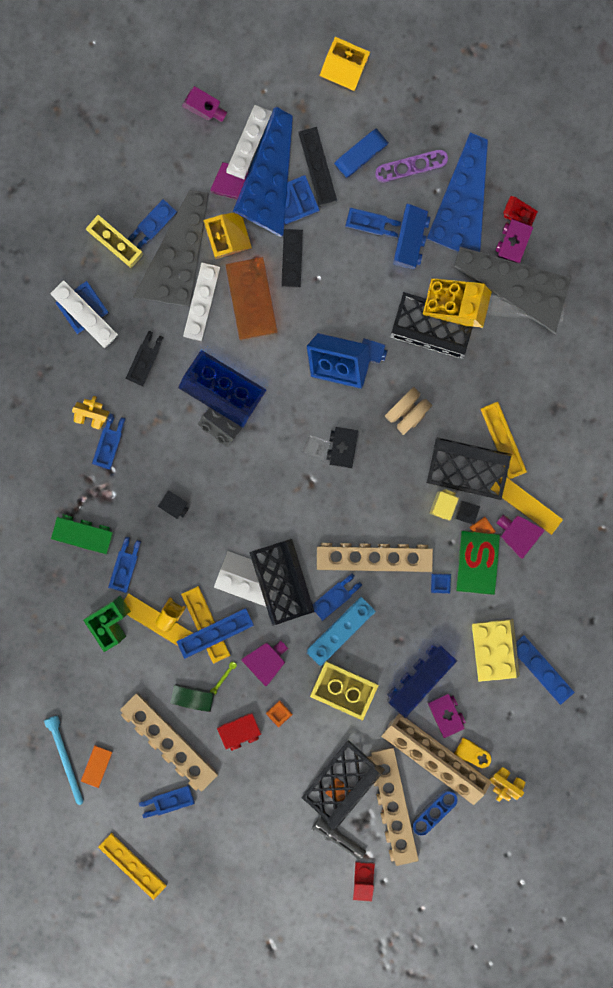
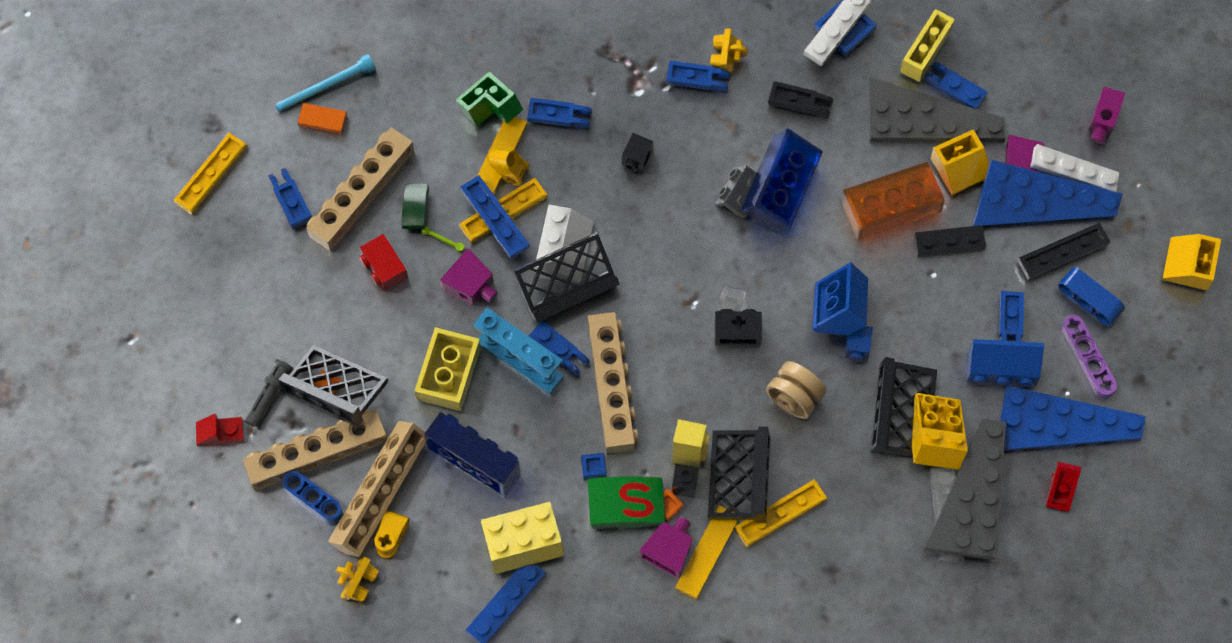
camera: 80 degrees right, 20 degrees down
(82, 534) = (586, 63): green brick -> none
(201, 302) = (877, 151): white plate -> none
(279, 713) = (409, 306): orange tile -> none
(299, 200) = (1019, 237): blue wing -> none
(447, 726) = (443, 485): magenta brick -> none
(521, 233) = (1037, 481): magenta brick -> none

